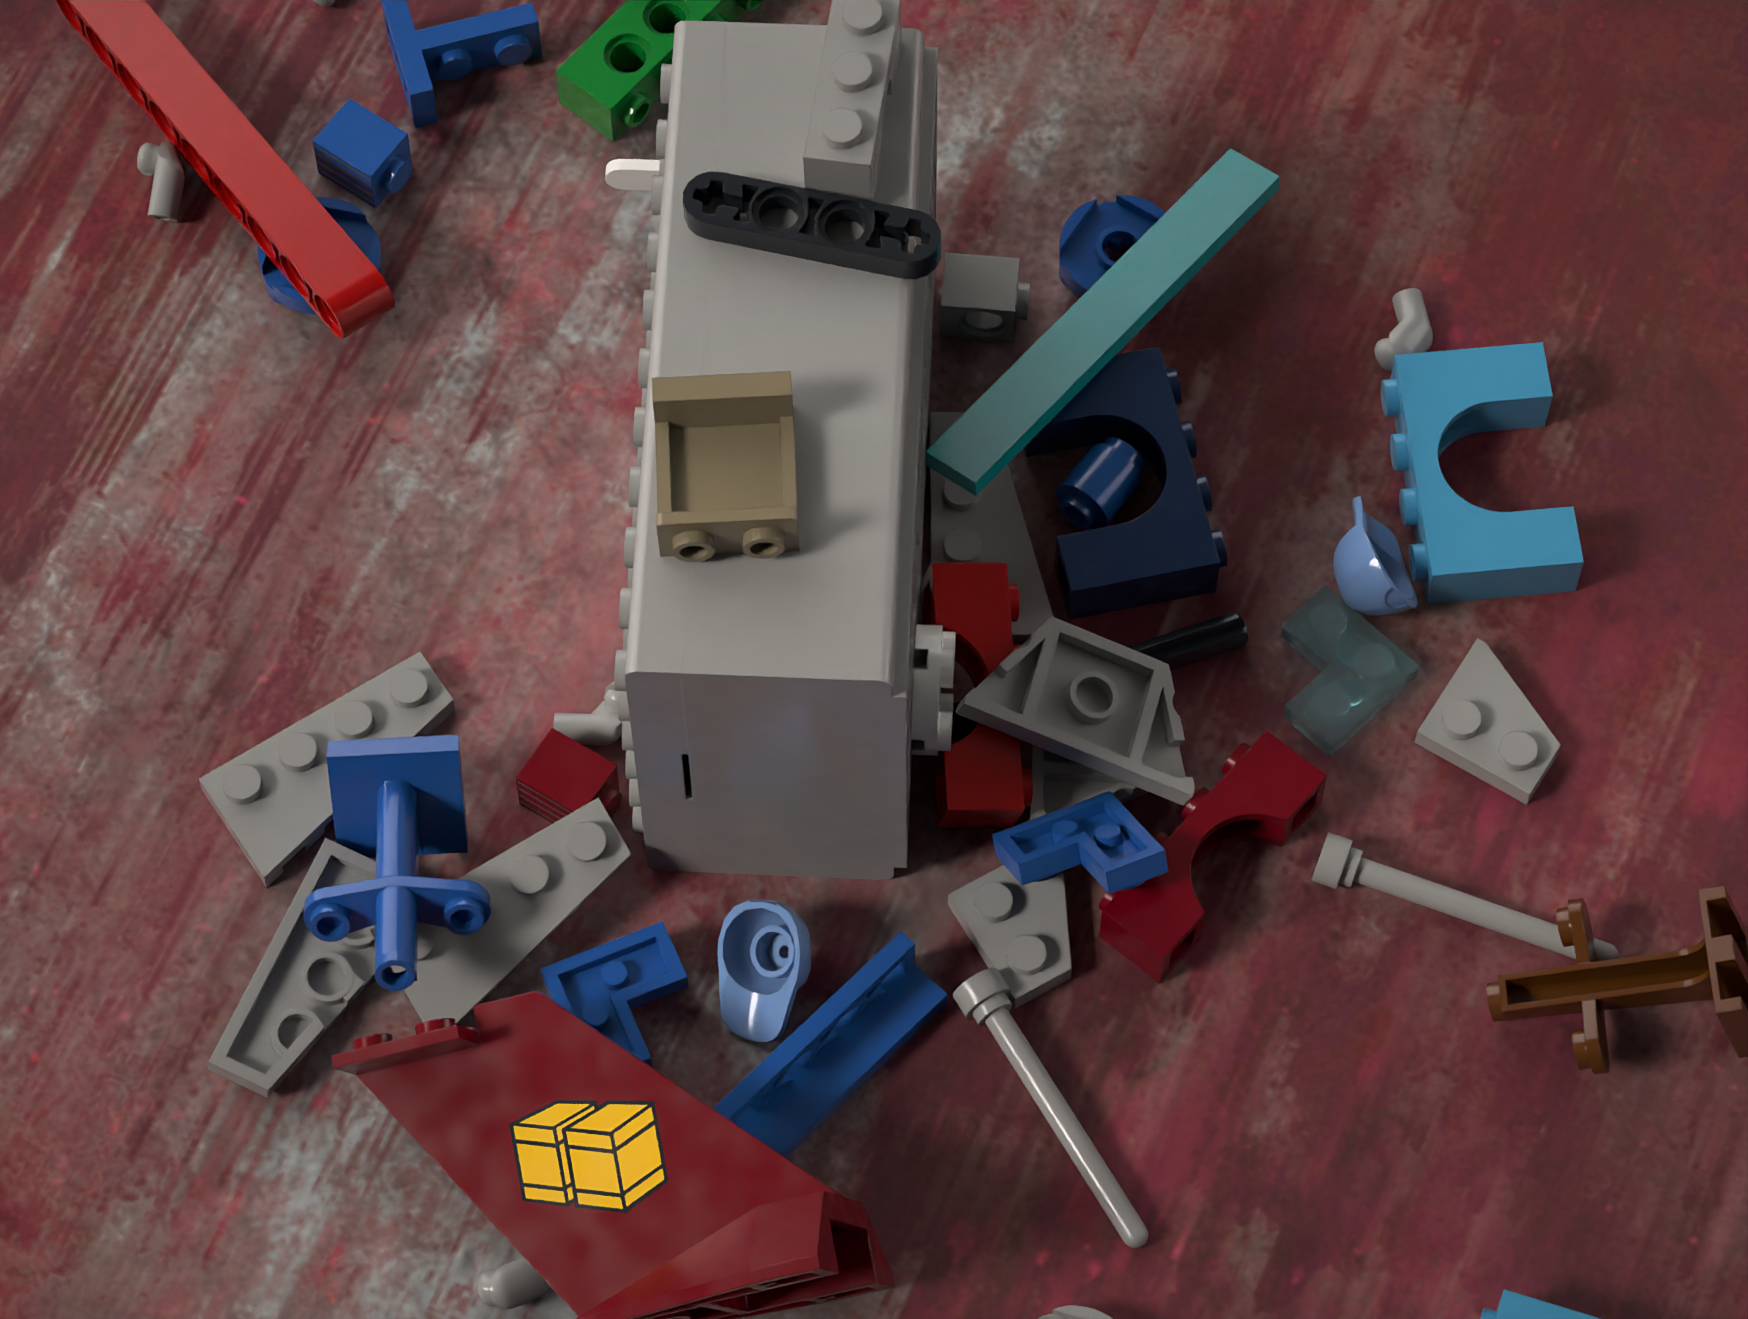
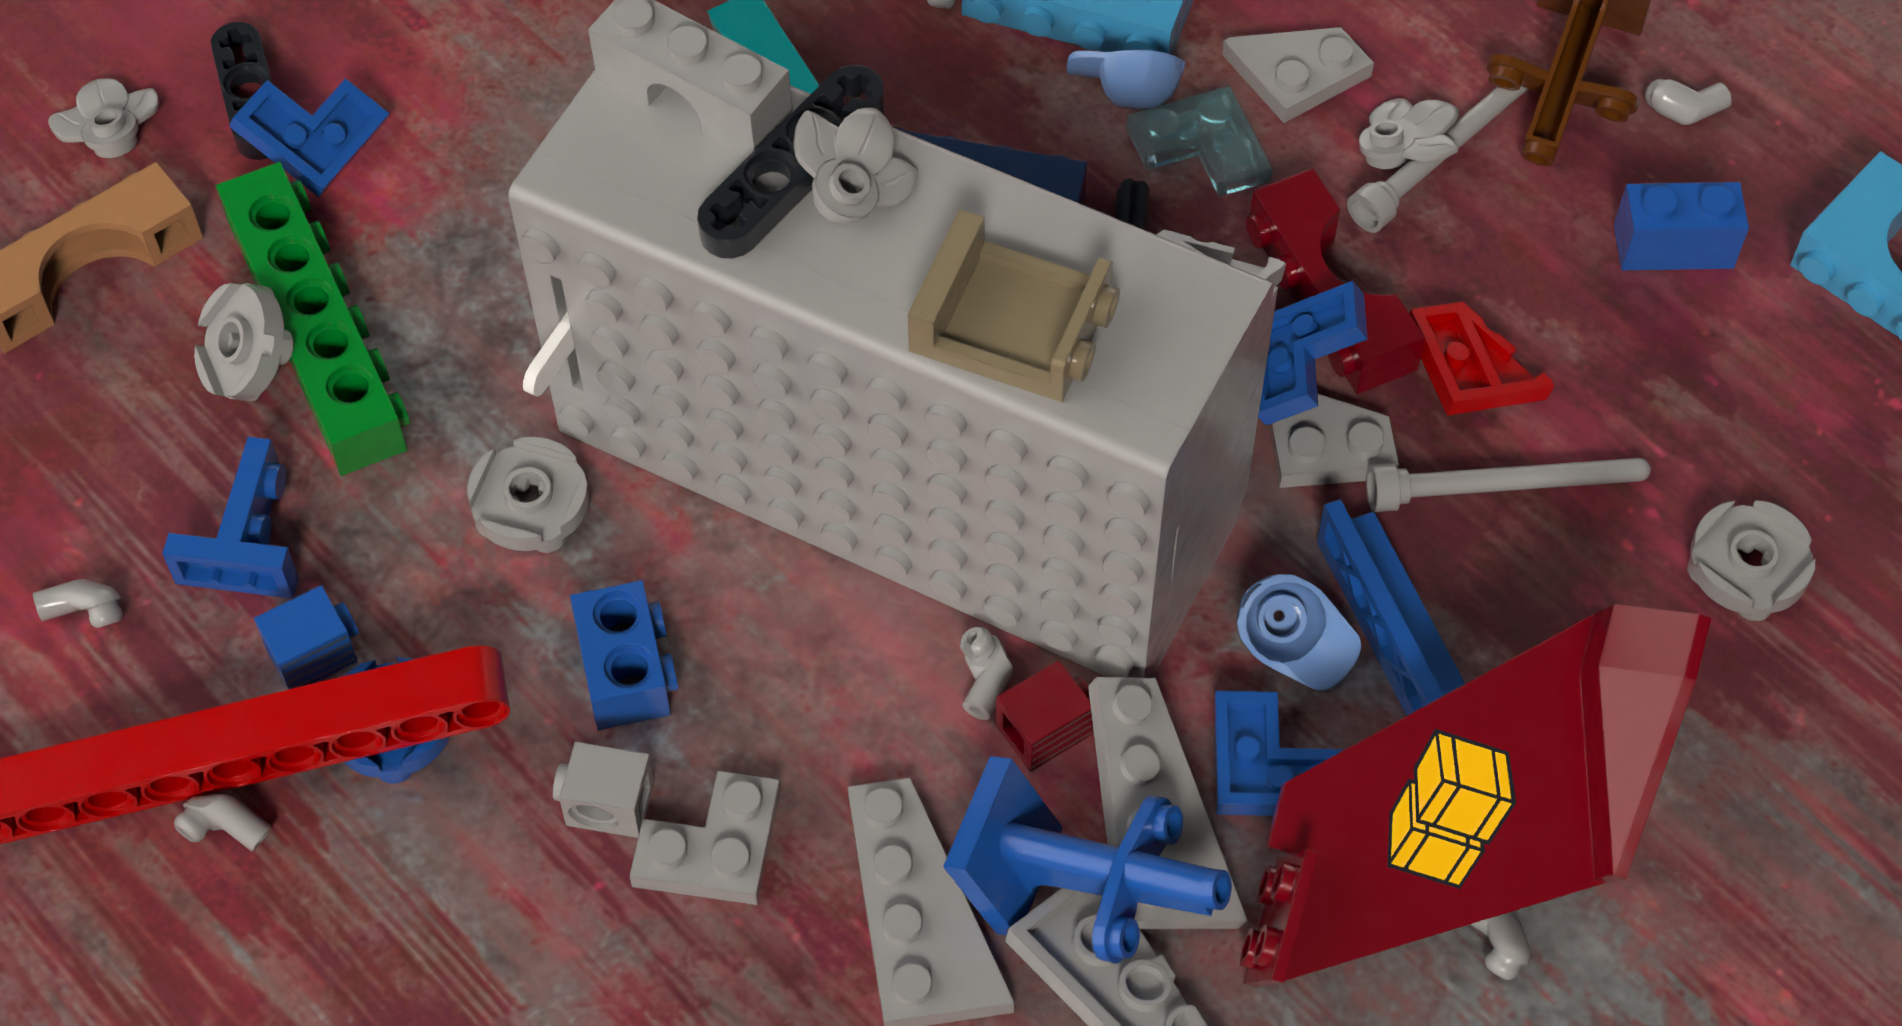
camera: 65 degrees left, 5 degrees down
(317, 585) = (714, 860): none -> light grey plate
(323, 456) = (604, 789): none -> light grey brick
(455, 397) = (617, 655): none -> blue brick
(574, 239) = (534, 524): none -> light grey plate
(834, 270) = (856, 156): none -> light grey plate
(1181, 1024) = (1472, 363): none -> red wing
(1452, 860) = (1408, 132): none -> light grey plate
(1462, 1169) = (1680, 226): none -> blue brick
(1650, 1128) = (1685, 104): none -> light grey arm

